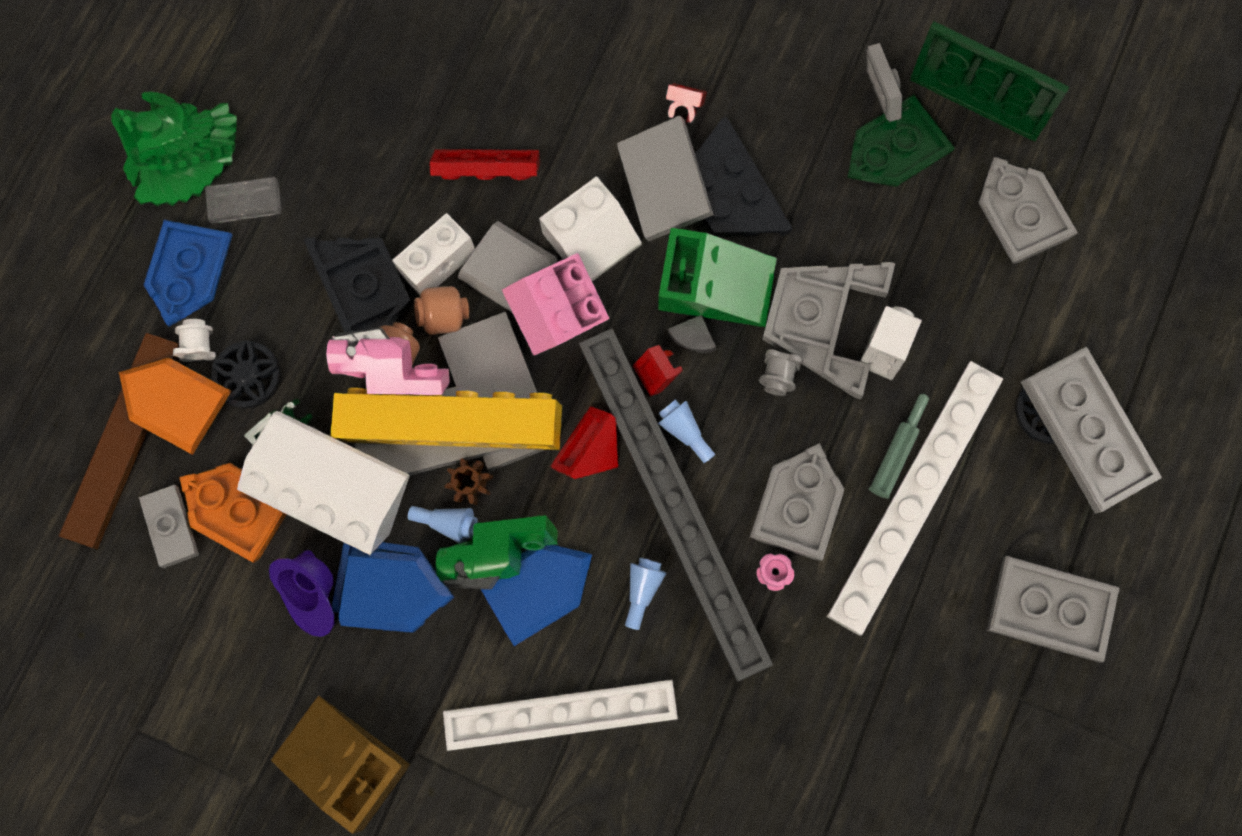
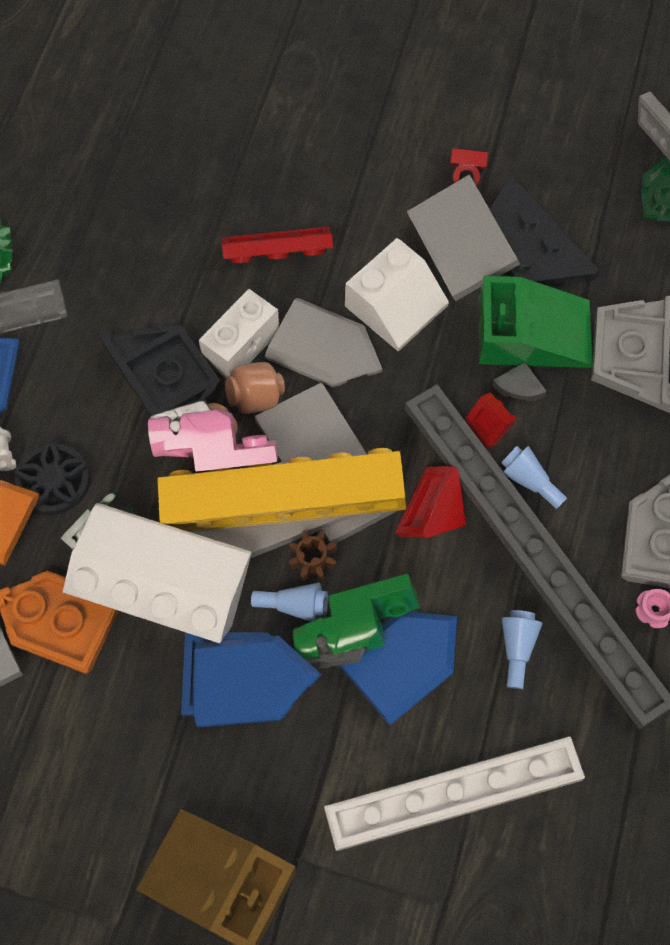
camera: 15 degrees left, 10 degrees down
(305, 591) = (150, 695): dark purple piece -> none
(555, 304) = (374, 365): bright pink slope -> none
(780, 372) = (617, 406): light grey brick -> none

